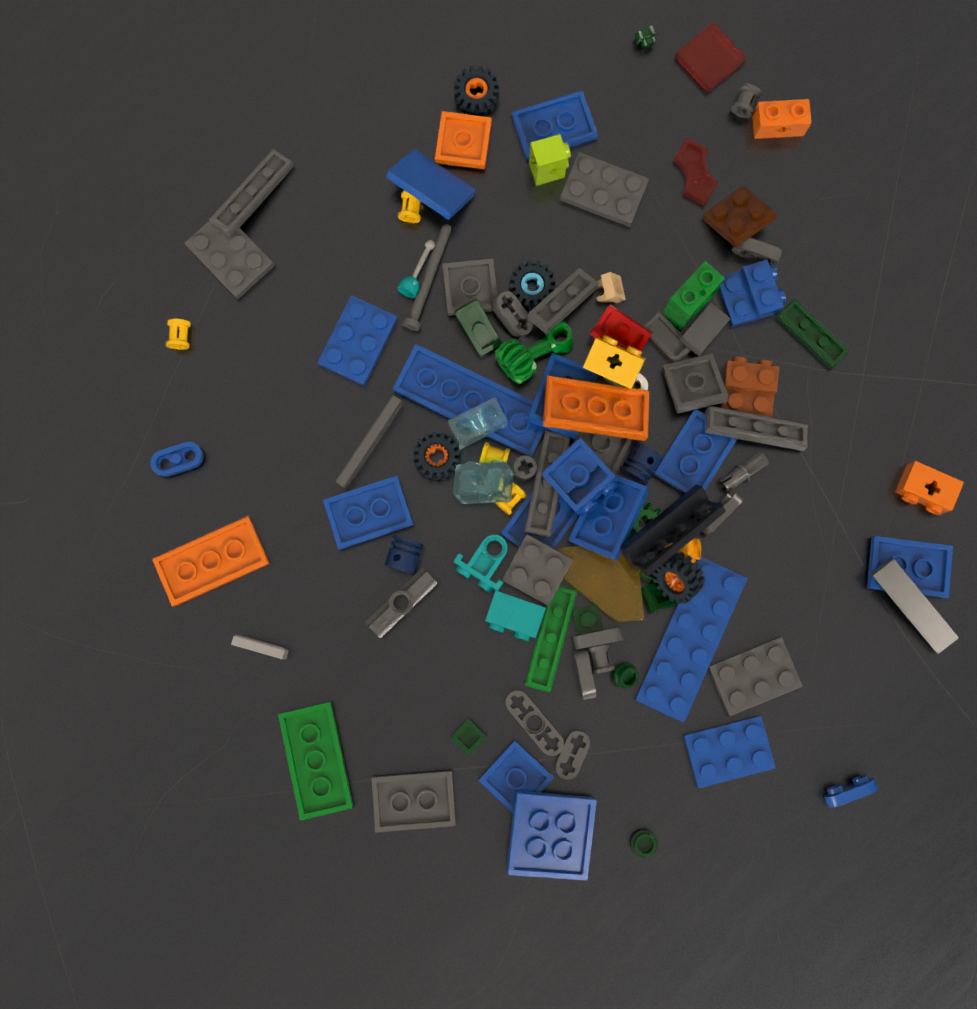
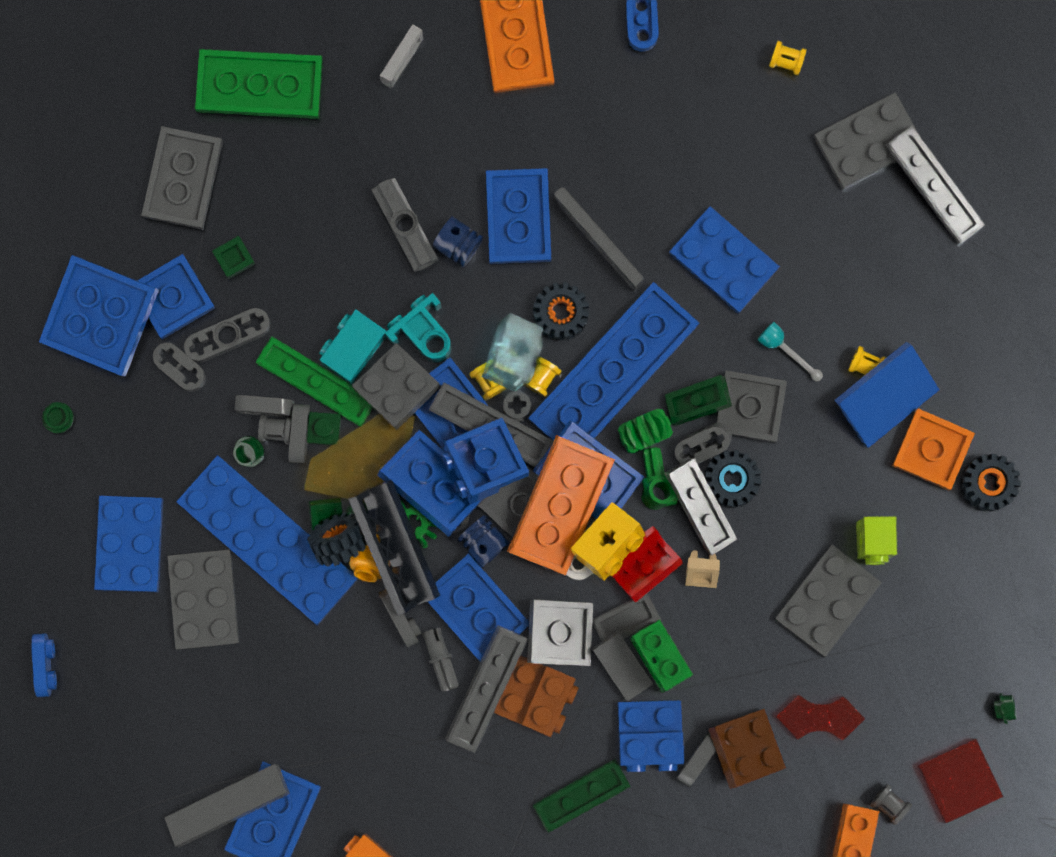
camera: 105 degrees right, 0 degrees up
(412, 321) = (776, 361): dark grey bar -> none
(477, 423) = (581, 362): clear light blue brick -> none
(563, 115) = (925, 566): blue tile -> none

